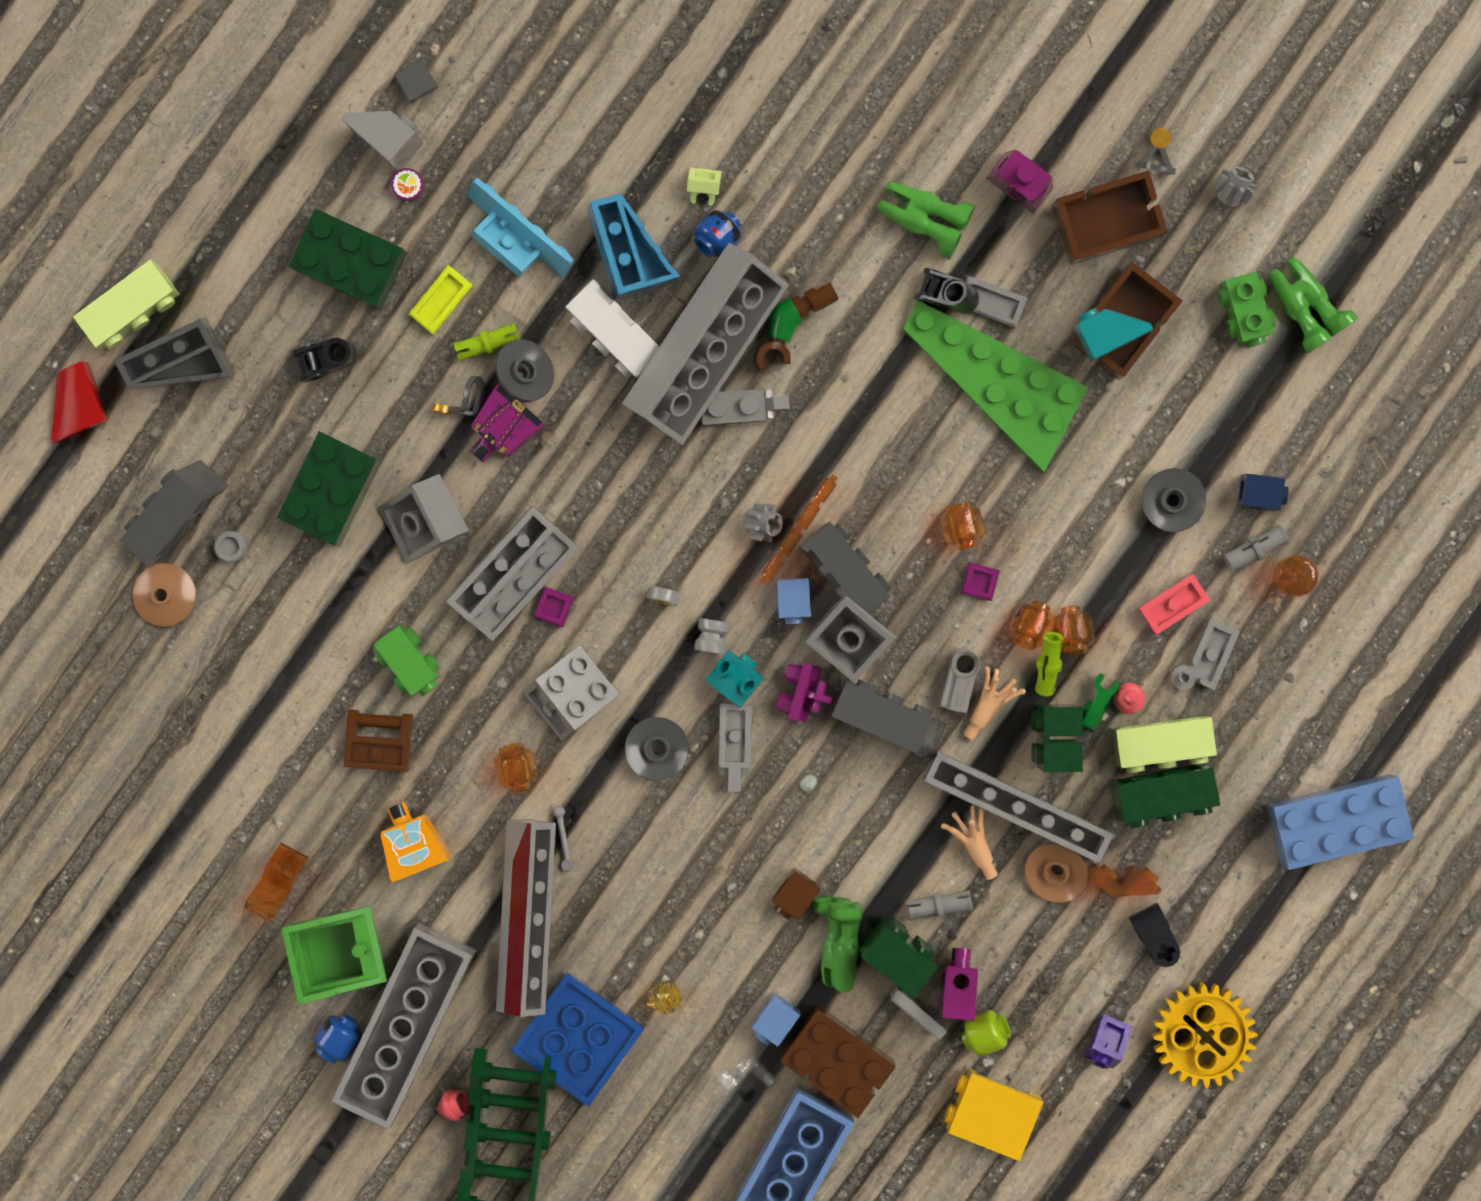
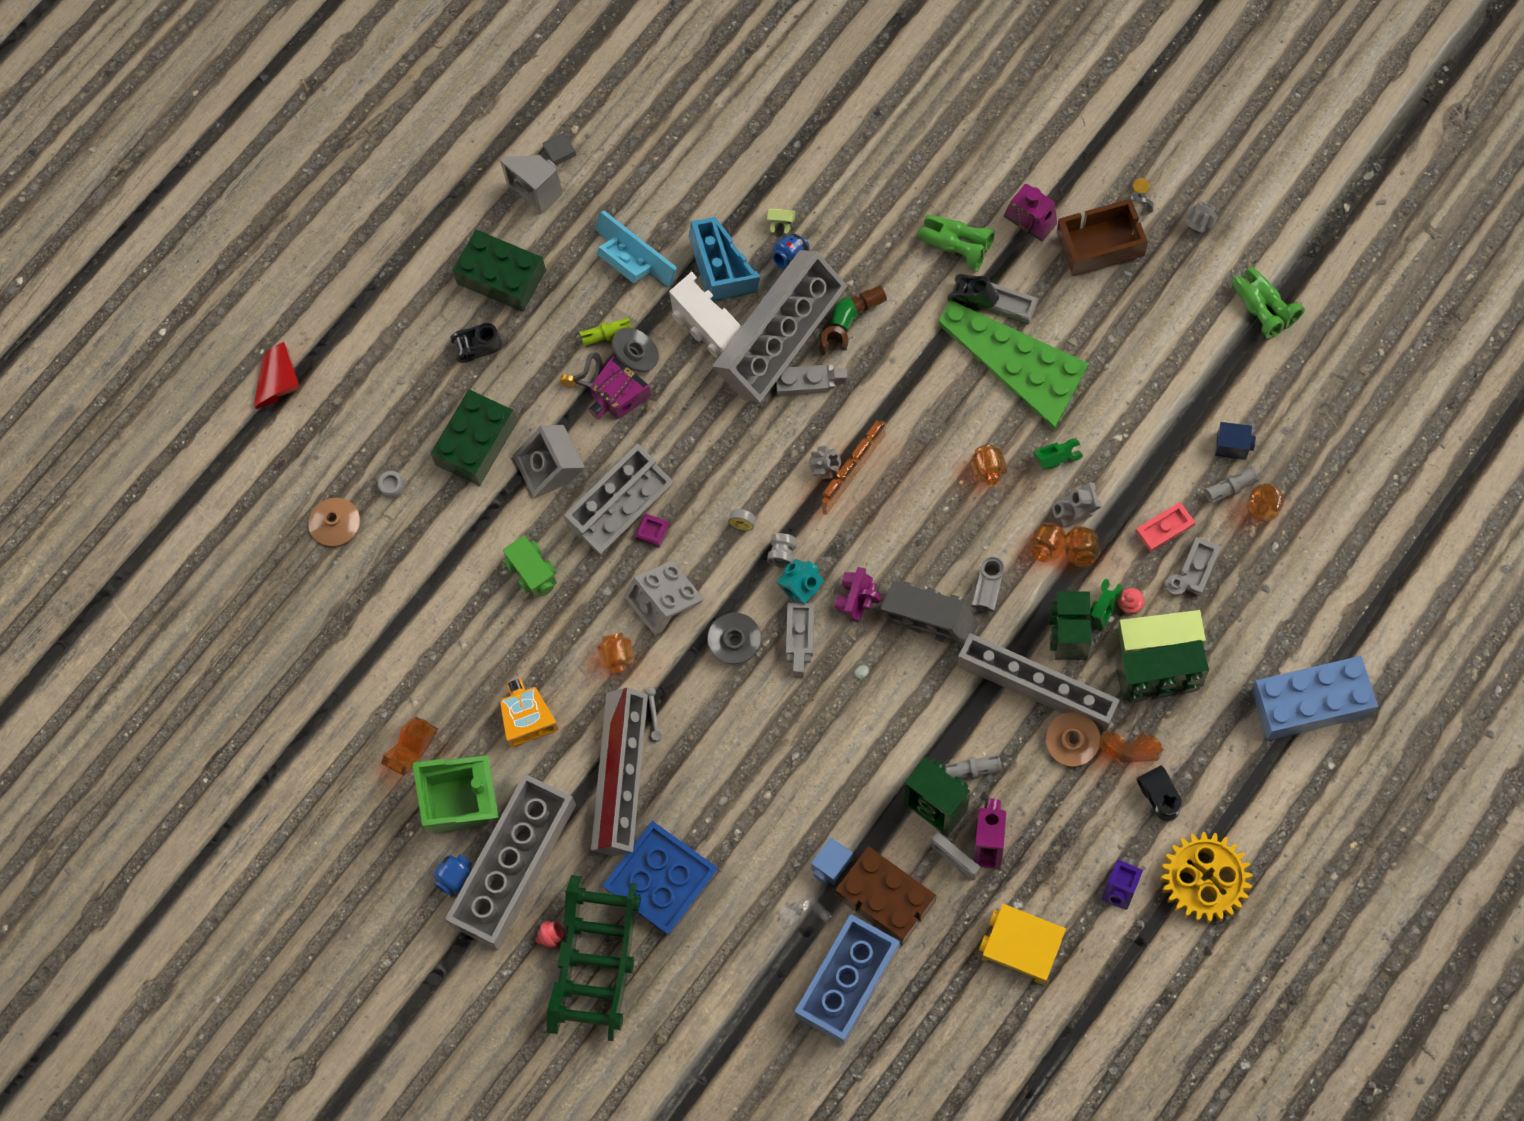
camera: 10 degrees right, 20 degrees down
(127, 306) = (322, 304): yellowish green brick -> none
(171, 511) = (344, 452): dark grey wedge -> none
(175, 358) = (358, 340): dark grey wedge -> none
(378, 752) = (502, 641): reddish brown plate -> none
(407, 184) = (548, 220): tile -> none
(441, 300) = (570, 302): neon yellow tile -> none
(665, 998) = (736, 843): clear yellow plate -> none
(793, 600) = (849, 521): medium blue brick -> none
(795, 895) = (850, 757): reddish brown brick -> none
(841, 944) = (889, 796): bright green piece -> none
(845, 568) = (890, 496): dark grey wedge -> none
(849, 638) = (896, 544): light grey slope -> none
(974, 841) = (1002, 714): light nougat piece -> none
(980, 581) = (1004, 511): magenta tile -> none
(986, 1033) = (1015, 873): lime head -> none
(990, 702) = (1014, 603): light nougat piece -> none
(1043, 511) = (1054, 454): none -> green plate
(1049, 663) = (1062, 567): lime pin -> none
(1068, 580) = (1077, 505): none -> light grey hips
(1108, 331) = (1103, 308): teal slope -> none
(1138, 297) = (1116, 311): reddish brown piece -> none
(1189, 494) = (1166, 436): dark grey dish -> none
(1247, 309) = (1215, 305): bright green brick -> none

